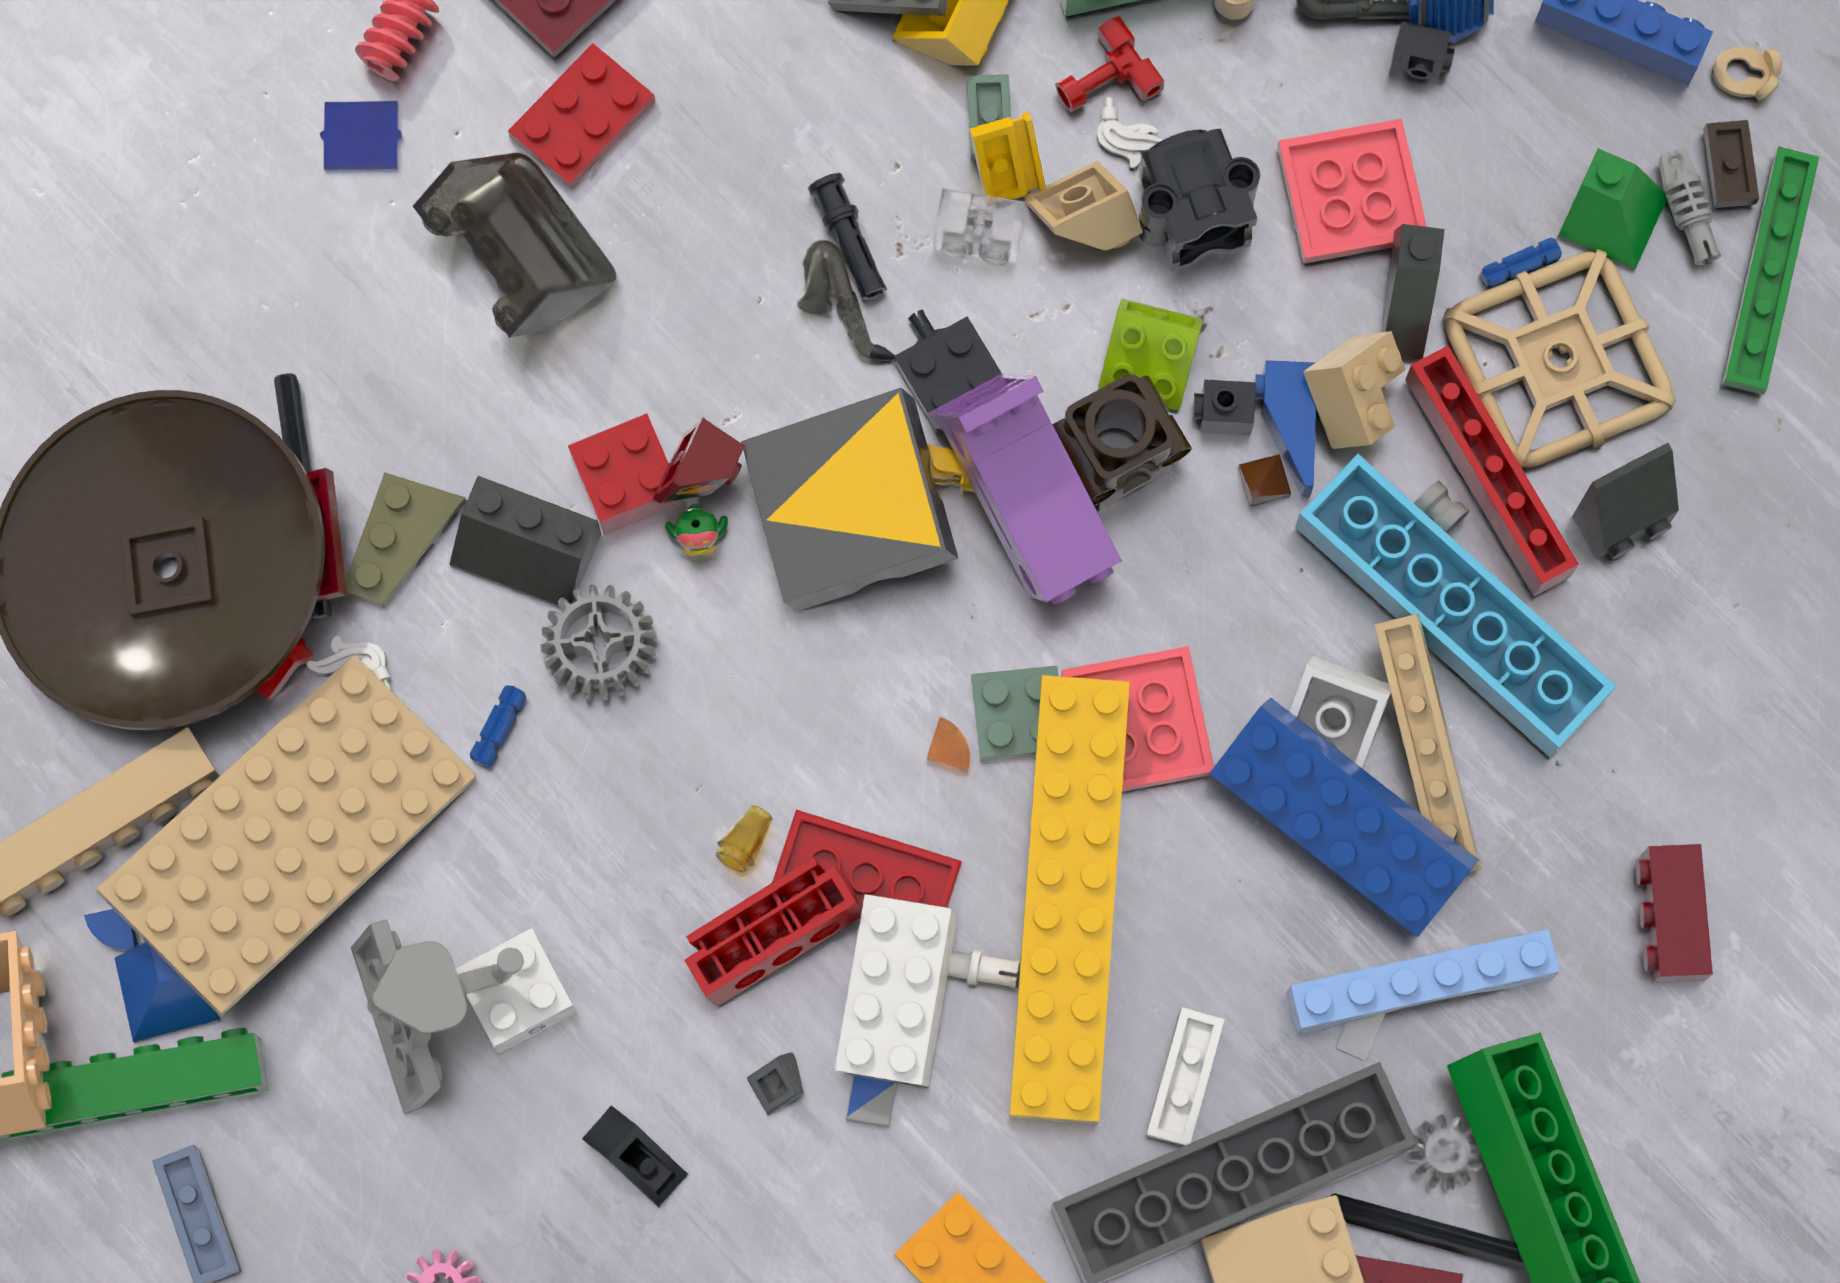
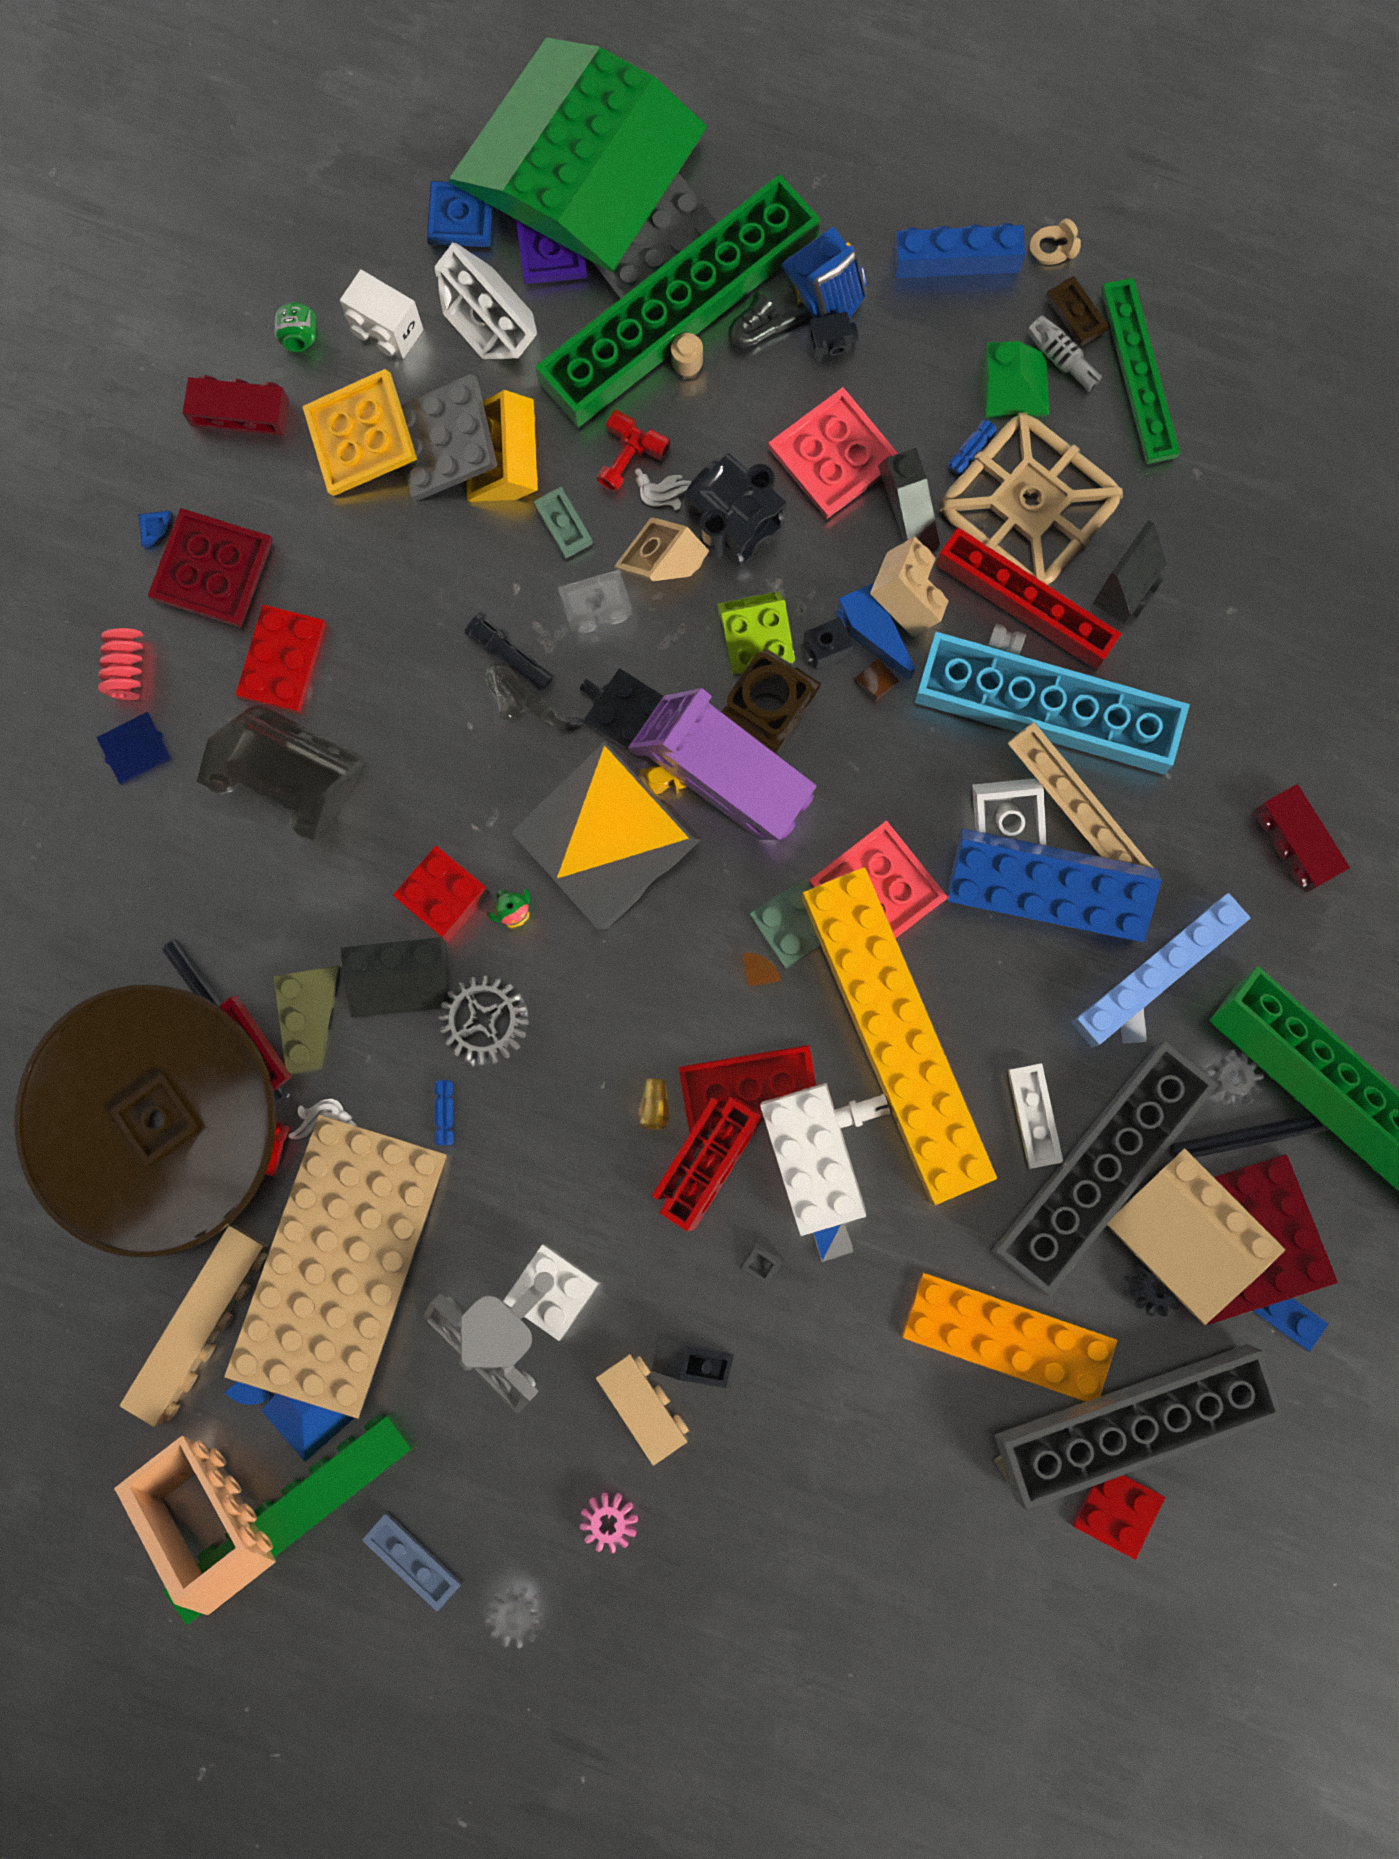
camera: 25 degrees left, 5 degrees up
(551, 1177) = (643, 1408): none -> tan brick
(700, 464) = (491, 862): dark red slope -> none
(1008, 157) = (591, 544): yellow plate -> none

